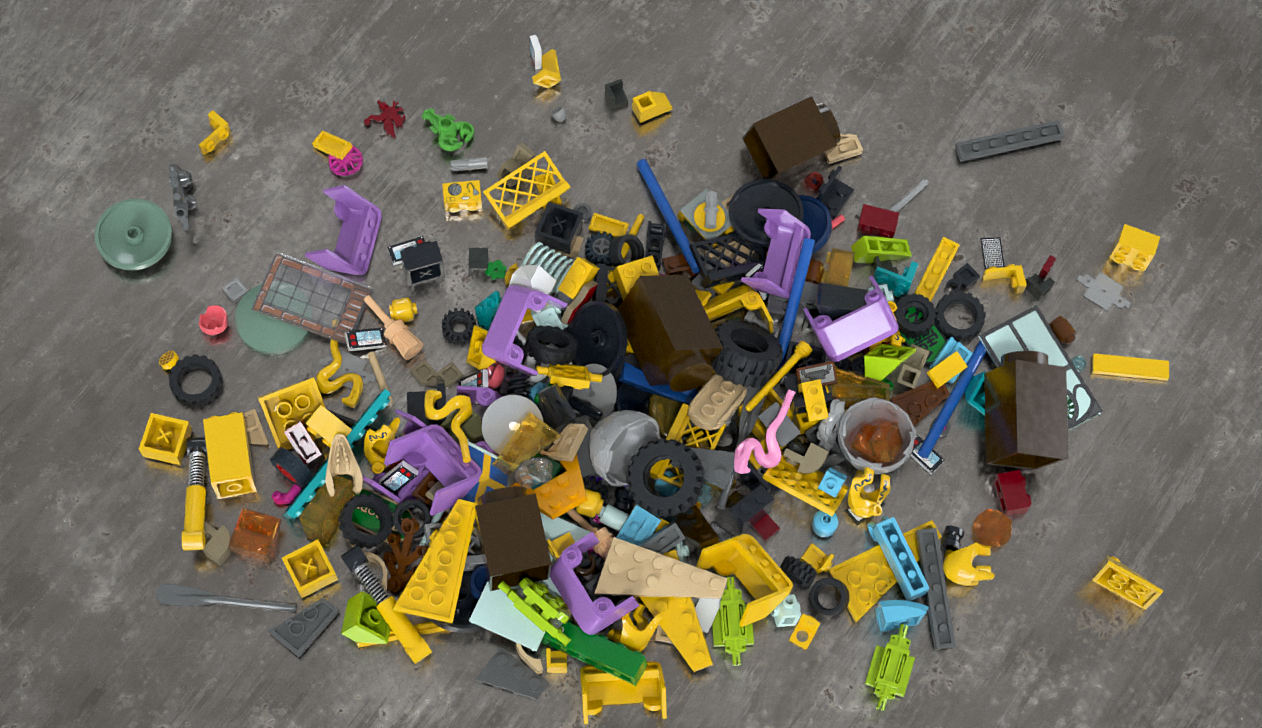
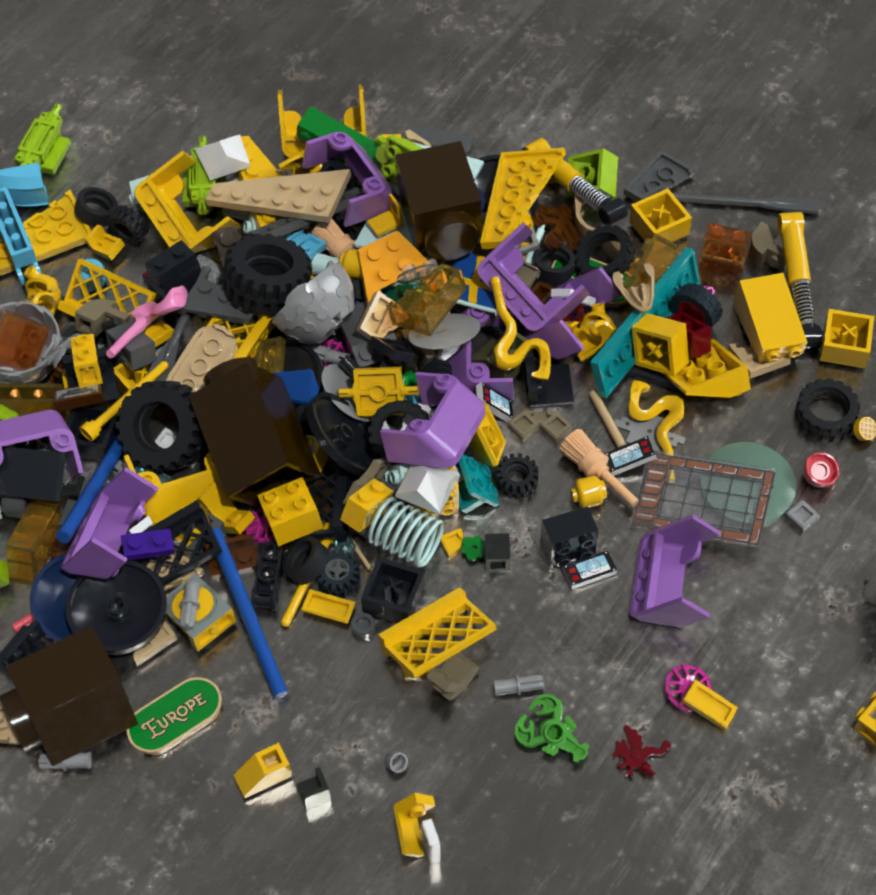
camera: 175 degrees left, 10 degrees down
(462, 196) = (524, 636): yellow brick -> none
(715, 151) = (175, 716): none -> green tile
(715, 631) = (223, 157): none -> white slope
(747, 253) = (147, 544): none -> dark purple plate
(807, 624) = (121, 183): yellow bracket -> none
(832, 482) = (74, 294): medium azure brick -> none

